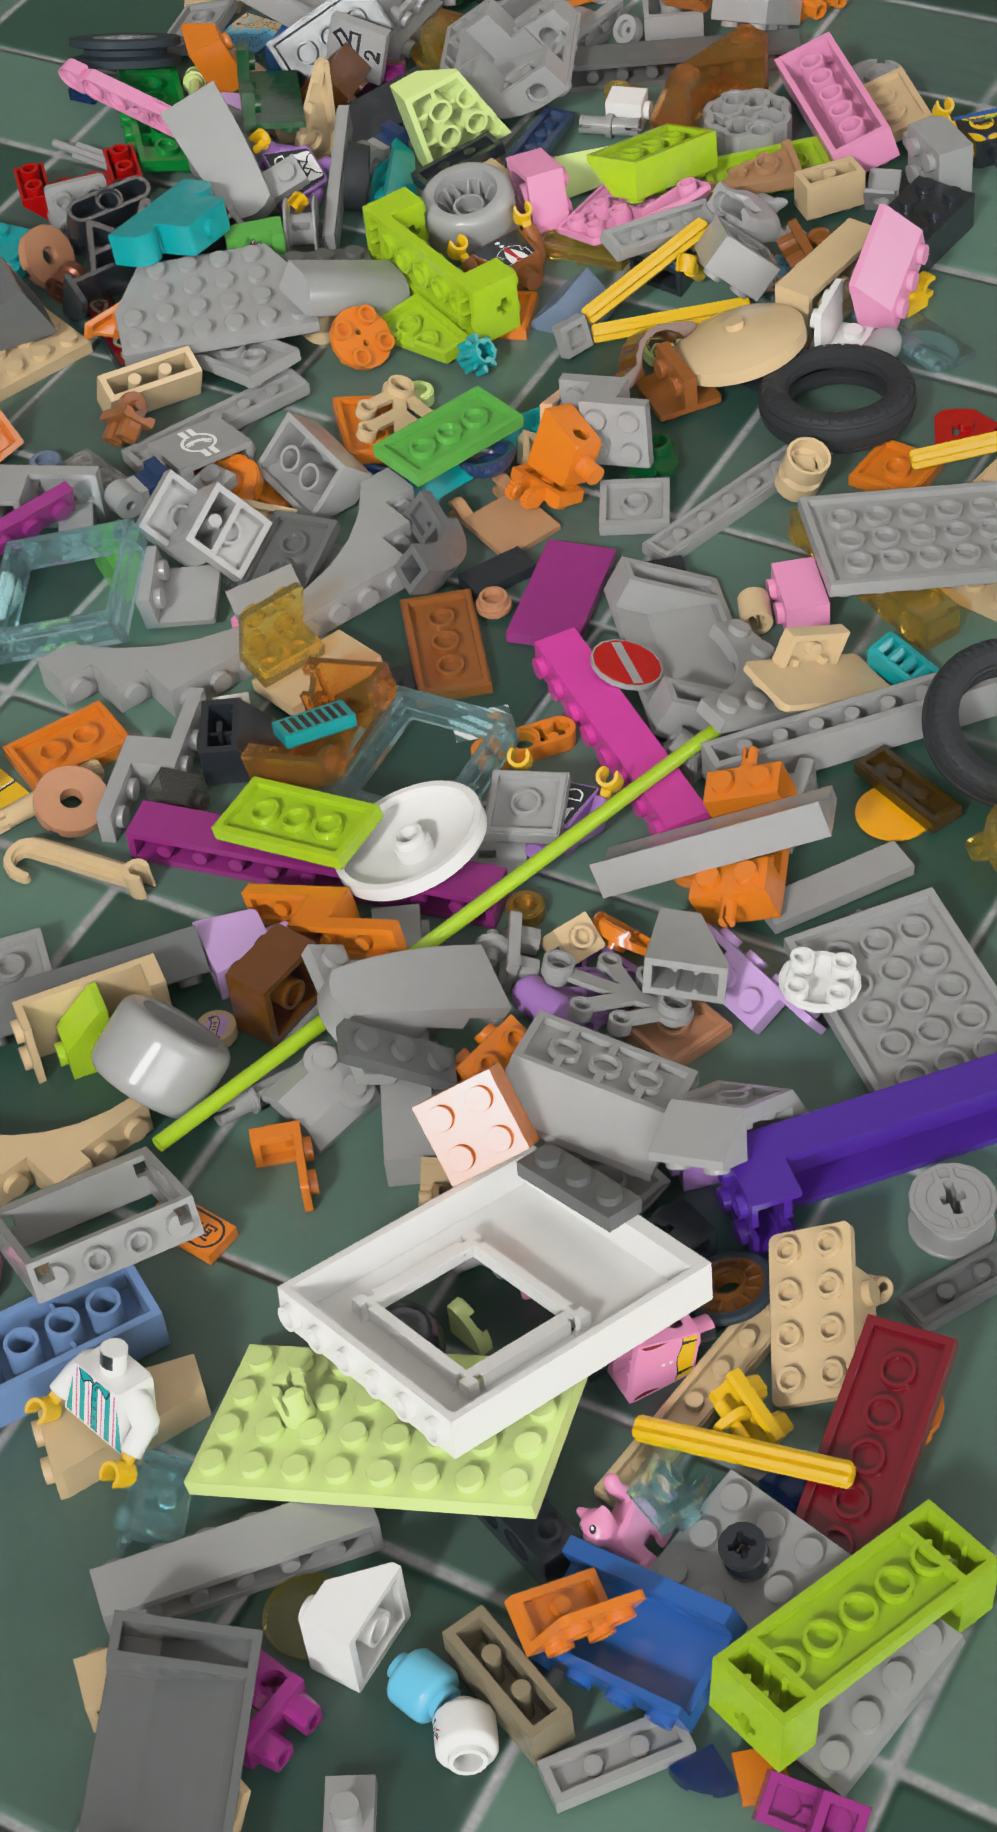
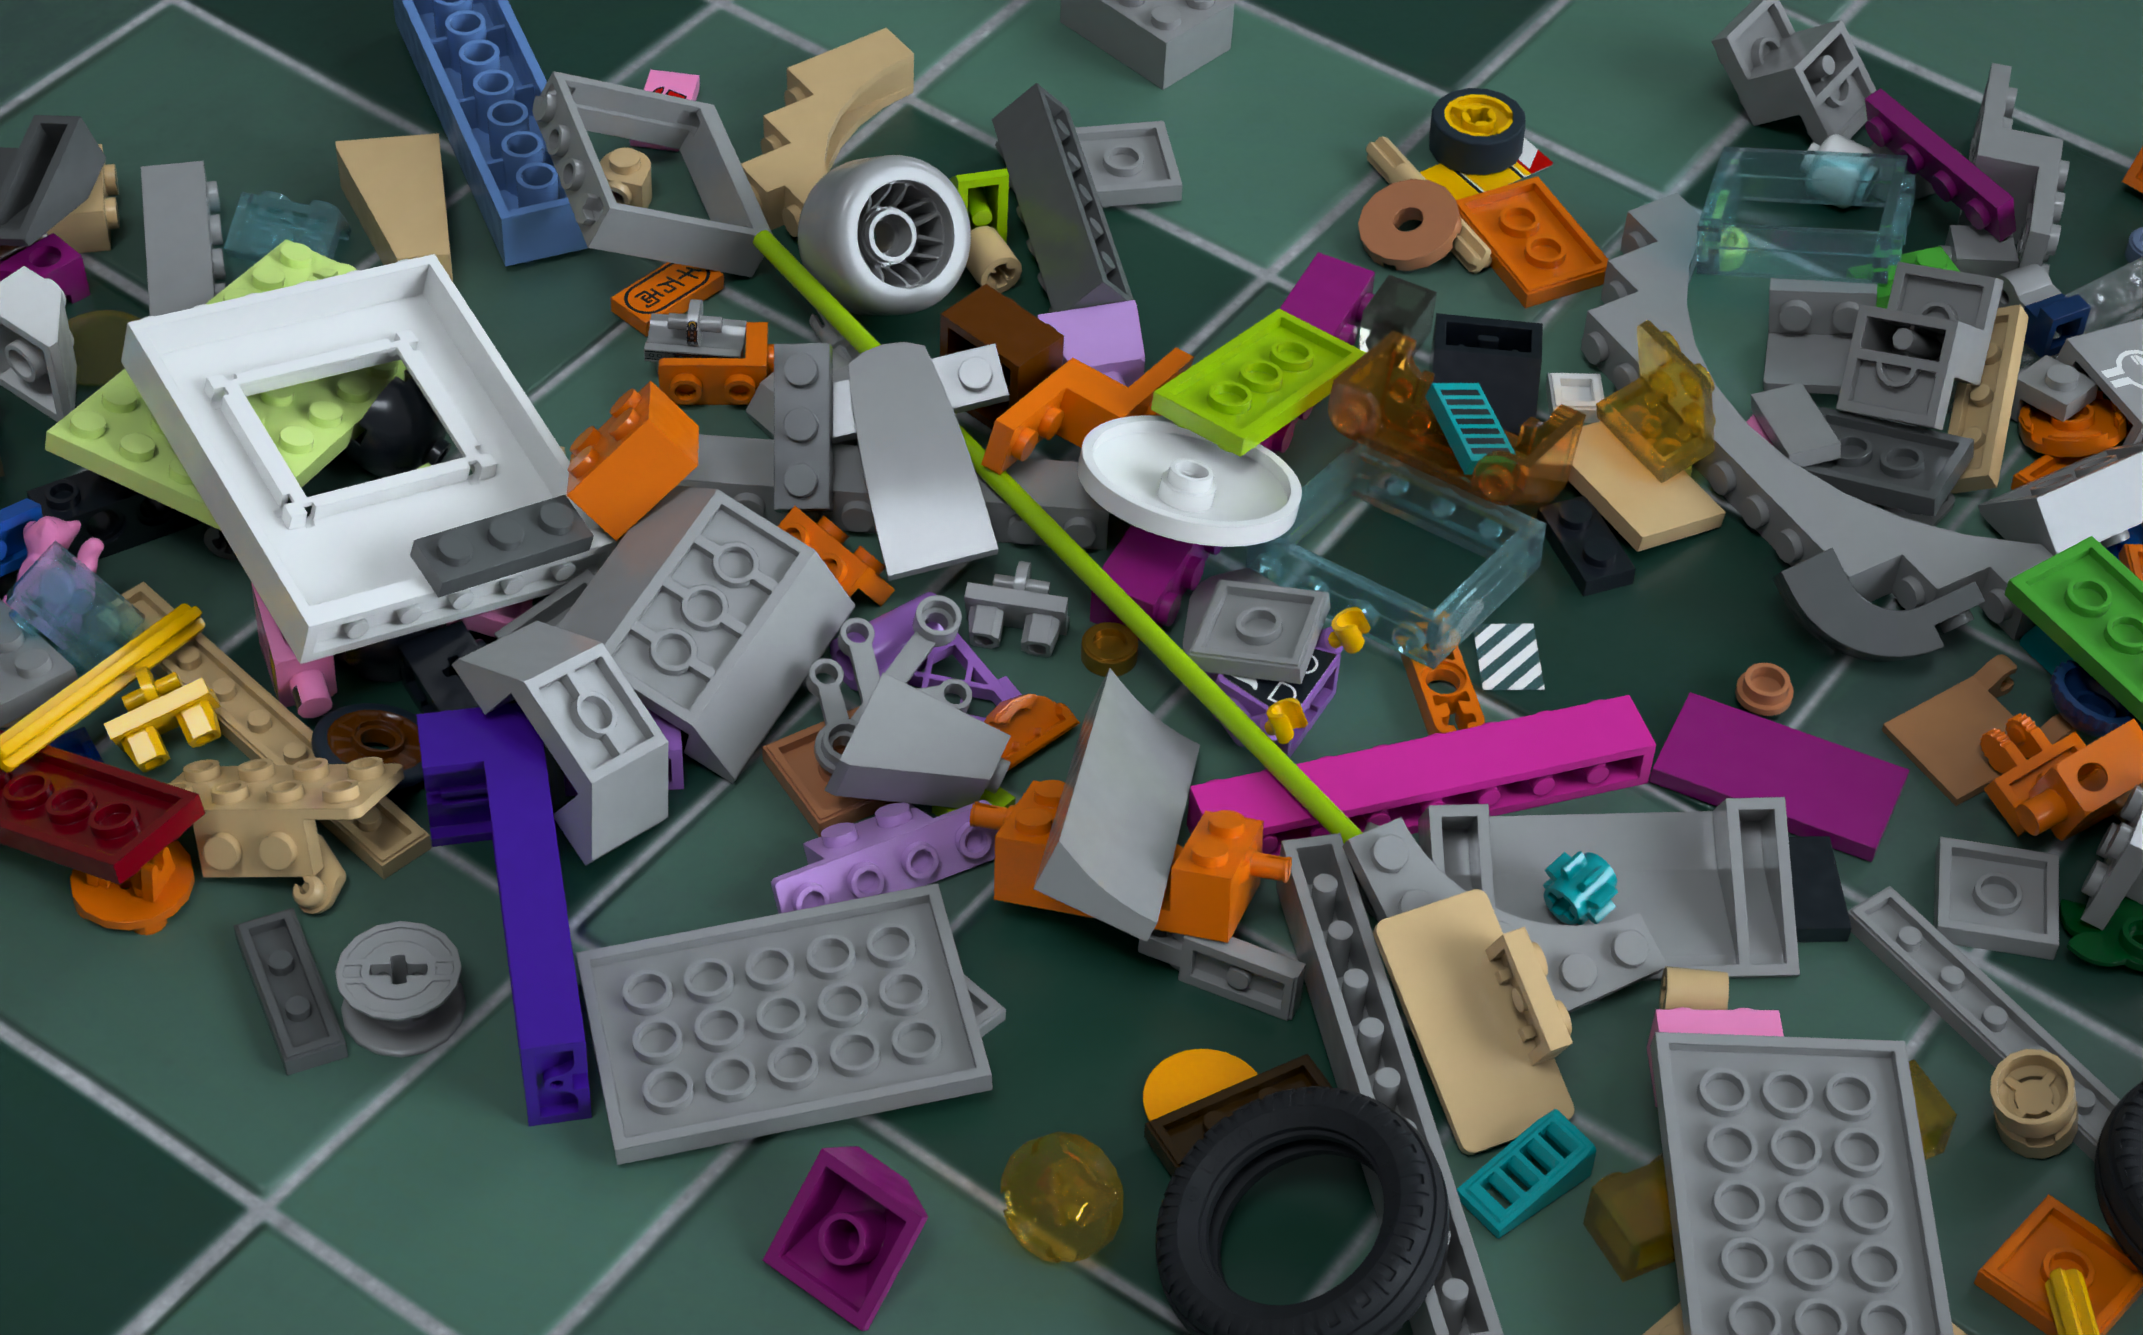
camera: 90 degrees right, 0 degrees up
(42, 1011) = (1013, 243): tan panel -> none
(111, 1398) = (374, 159): white torso -> none
(128, 875) = (1260, 270): tan piece -> none
(141, 761) = (1467, 288): light grey bracket -> none
(264, 1183) = (694, 335): none -> light grey hips
(446, 645) = (1678, 630): dark orange tile -> none
(498, 571) = (1841, 706): black tile -> none
(576, 937) = (1014, 666): tan bracket -> none
(626, 664) = (1561, 796): red piece -> none
(697, 652) = (1580, 888): none -> teal gear
(820, 980) = (830, 895): white dish -> none
(842, 885) = (1062, 999): light grey tile -> none

